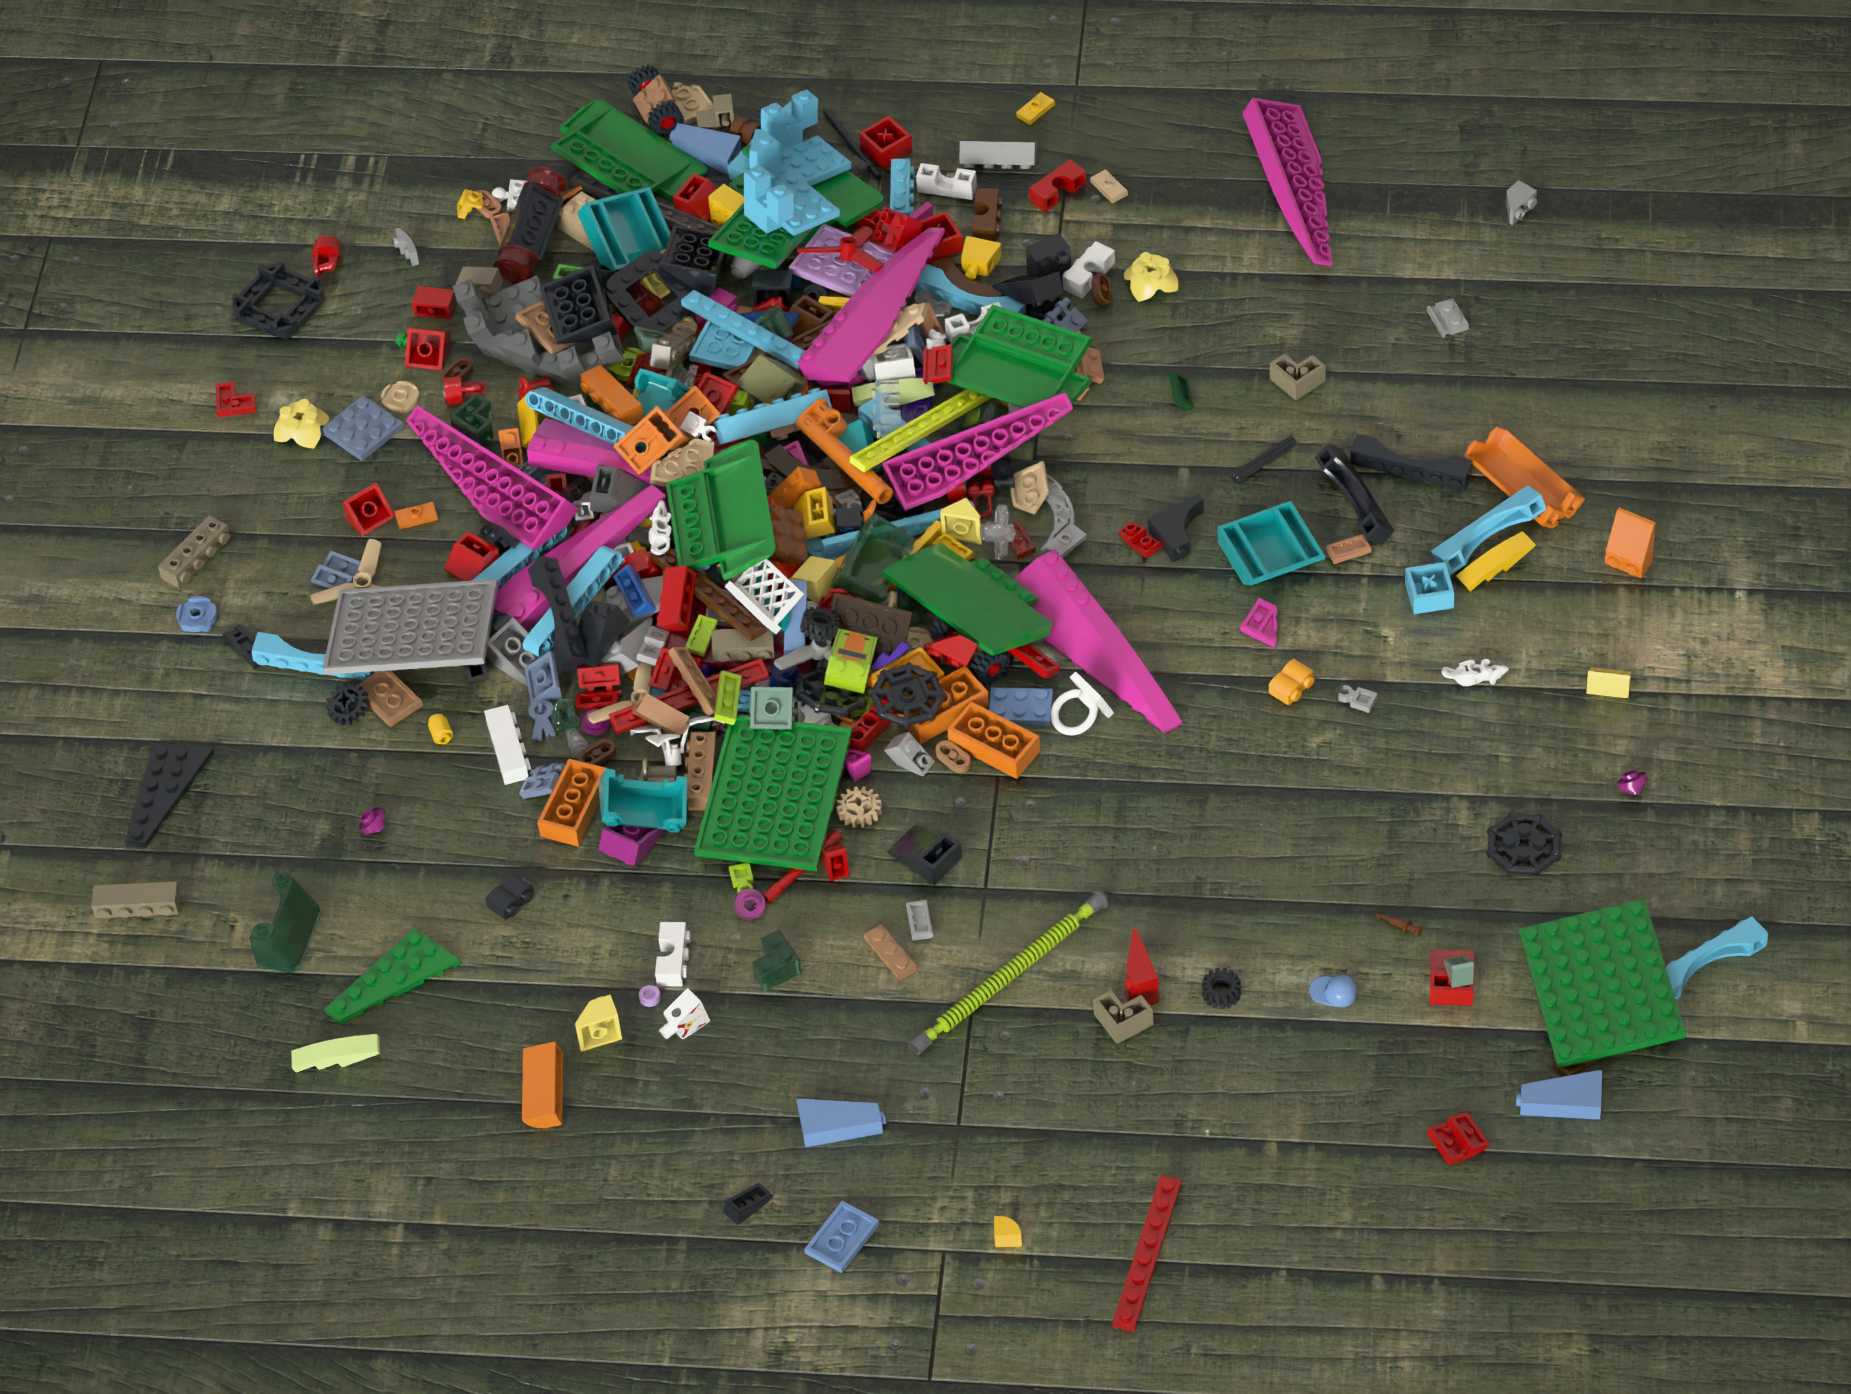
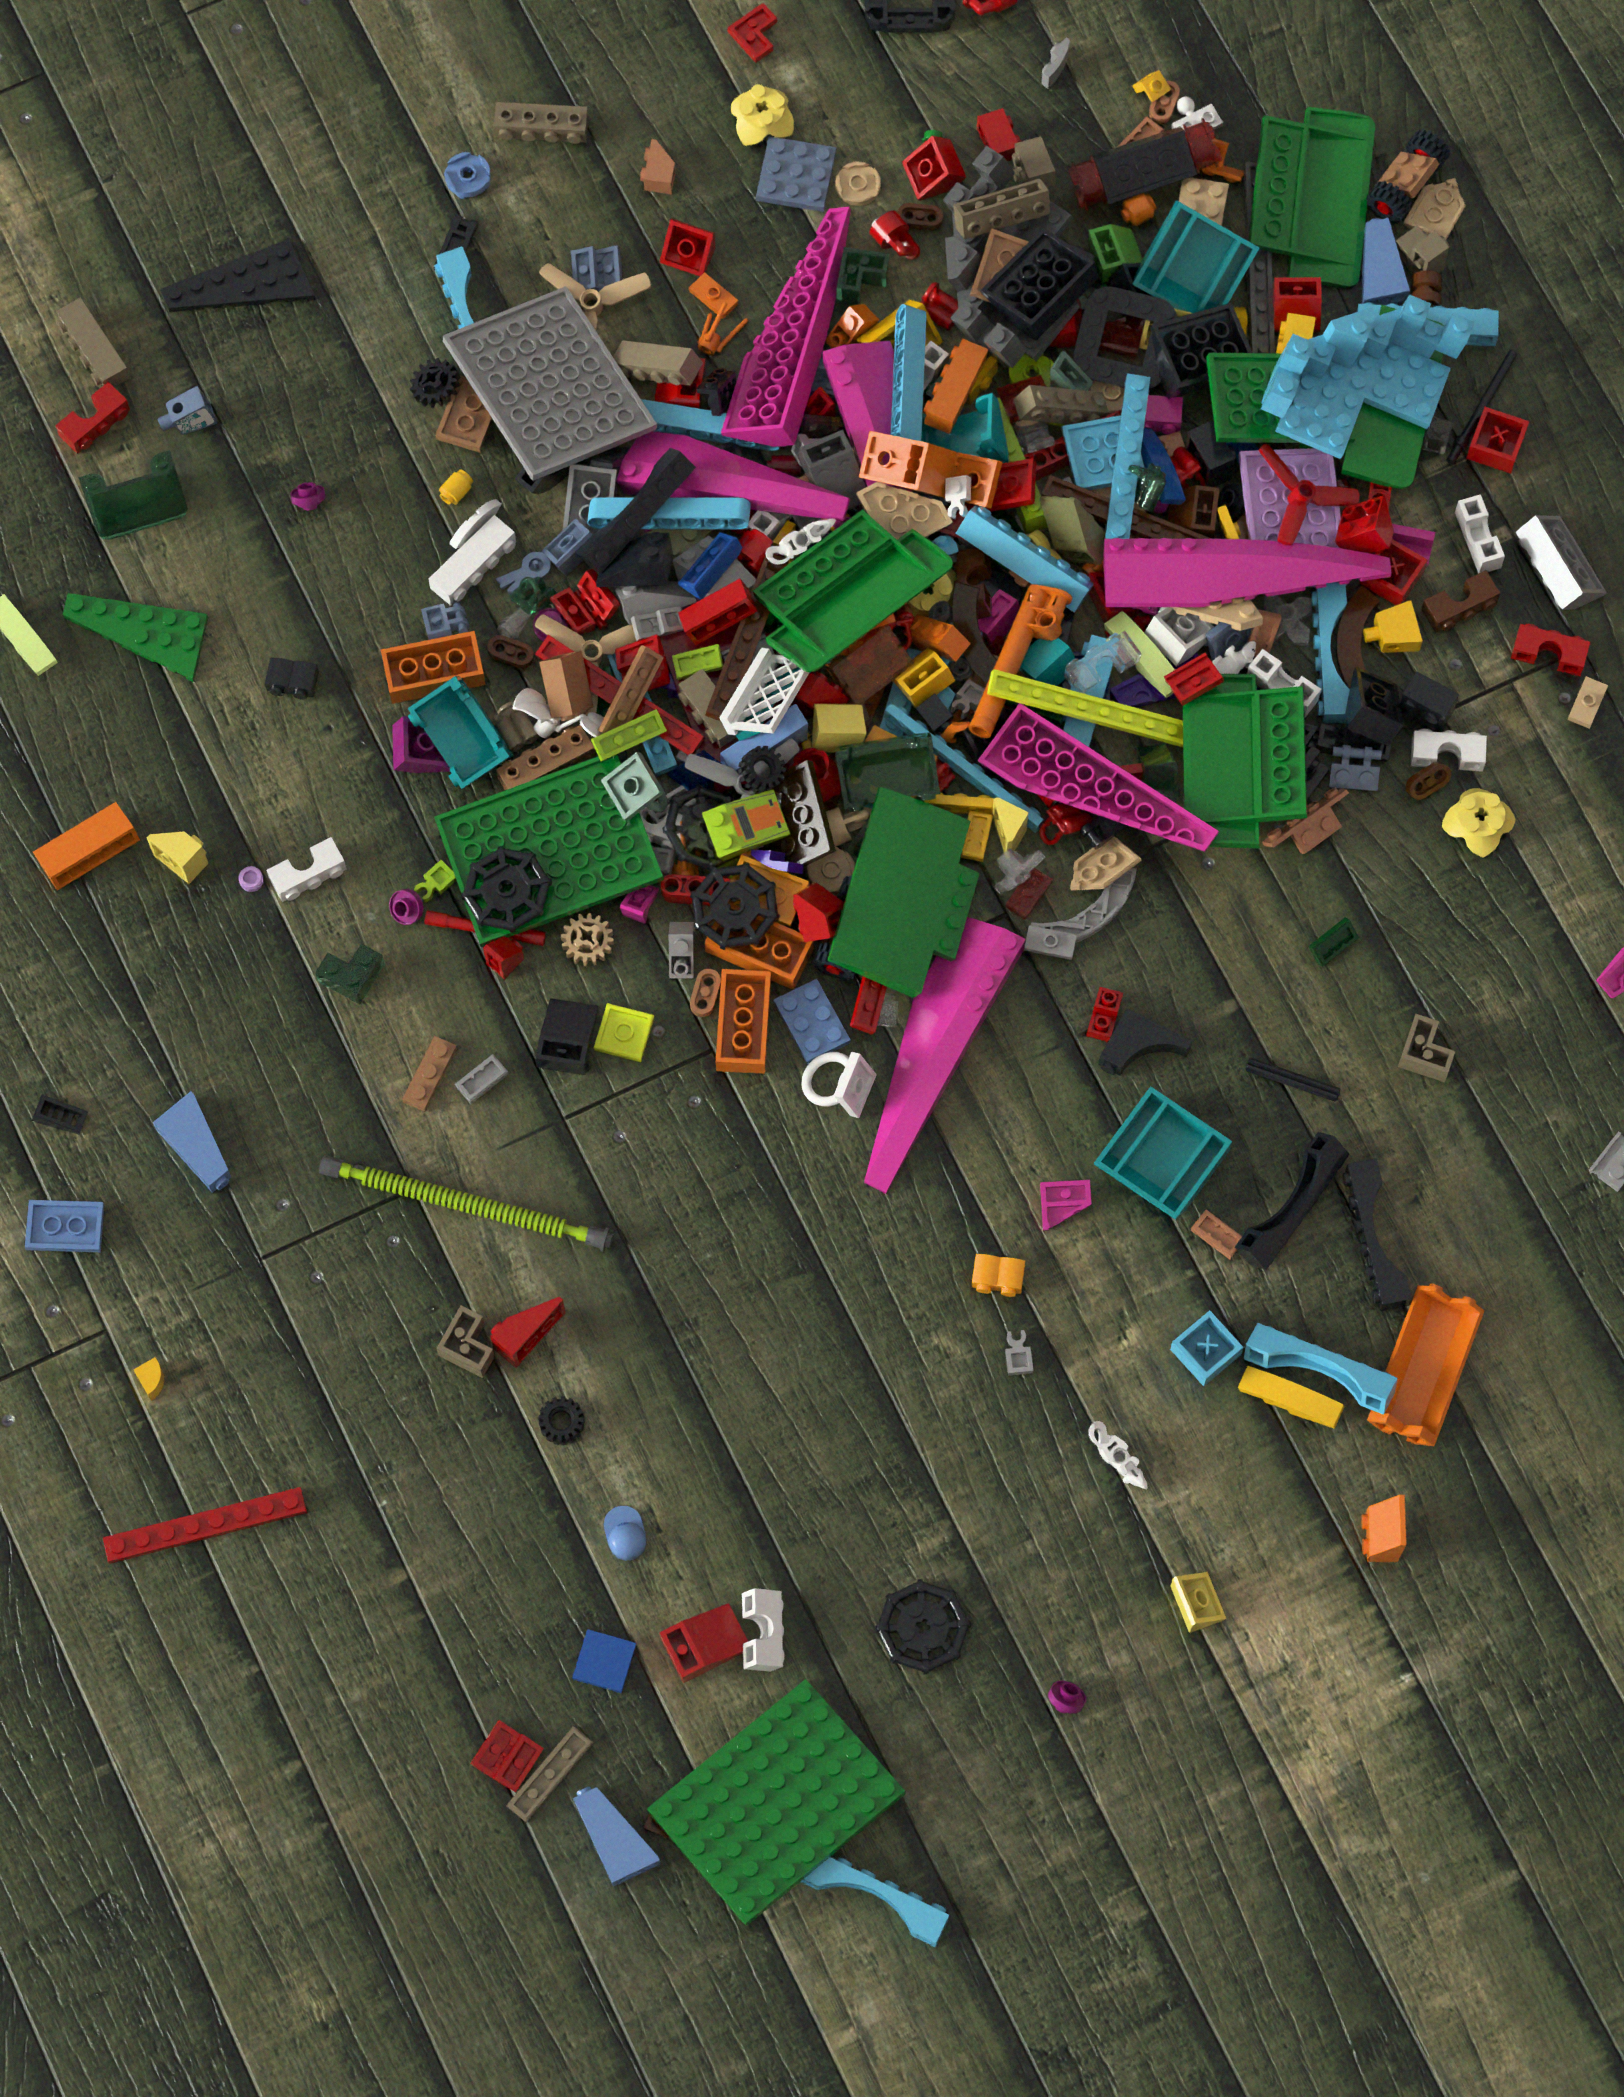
camera: 55 degrees right, 20 degrees up
(194, 914) = (81, 432): none -> red arch
(244, 861) = (188, 412): none -> sand blue torso
(292, 500) = (659, 170): none -> nougat slope
(450, 555) = (657, 362): none -> dark tan brick
(451, 531) = (709, 340): none -> orange plant
(480, 729) = (474, 523): none -> white tile
(504, 304) = (1002, 208): none -> dark tan brick
(555, 251) = (1138, 209): none -> orange head
(684, 1016) = (235, 927): white torso -> none
(788, 837) = (506, 902): none -> black plate
(901, 186) = (1437, 497): medium azure brick -> none
(947, 817) = (624, 1032): none -> neon yellow tile
(1405, 925) = (745, 1562): reddish brown piece -> none
(1424, 1046) = (604, 1661): none -> blue tile
(1453, 927) = (766, 1610): none -> white arch
(1459, 970) = (695, 1648): sand green slope -> none
(1489, 1118) = (549, 1774): none -> dark tan tile

